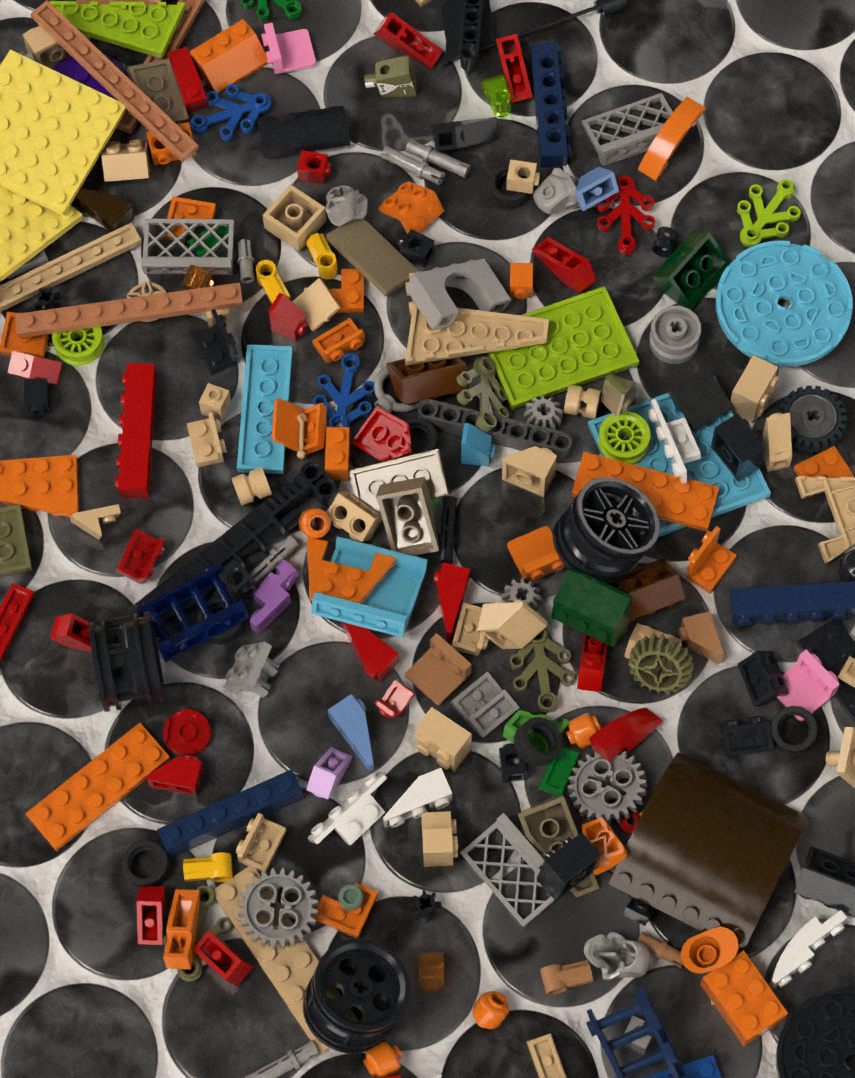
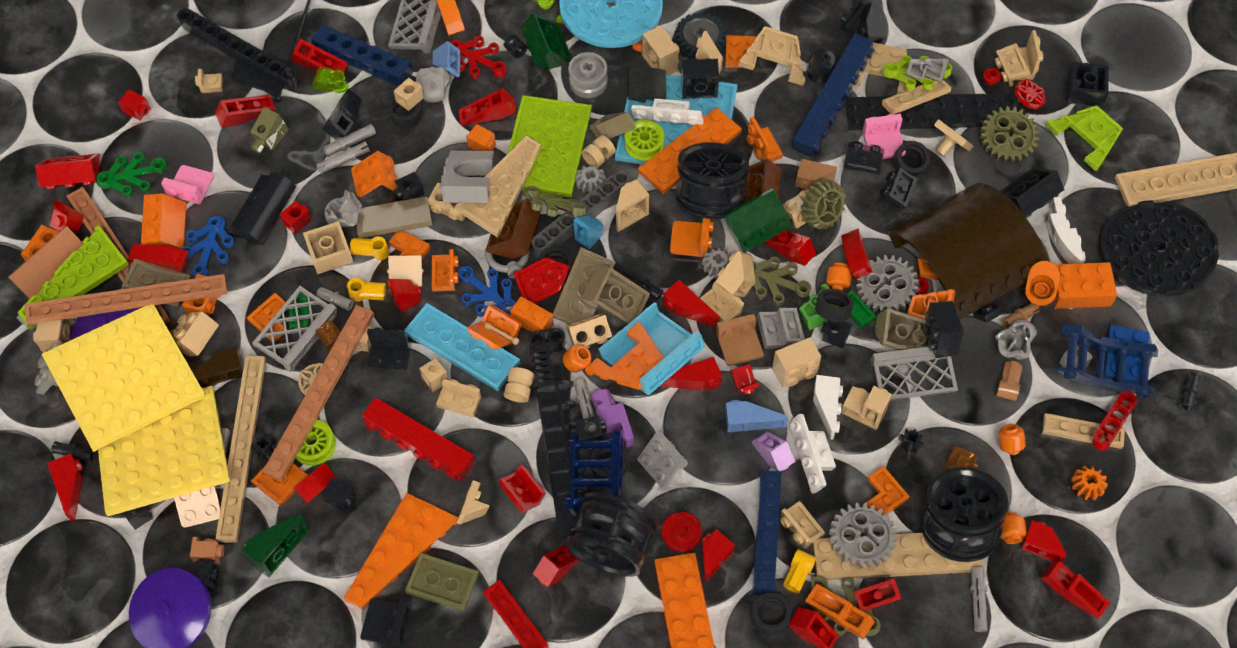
camera: 60 degrees left, 5 degrees down
(350, 897) = (879, 484): sand green tile -> none

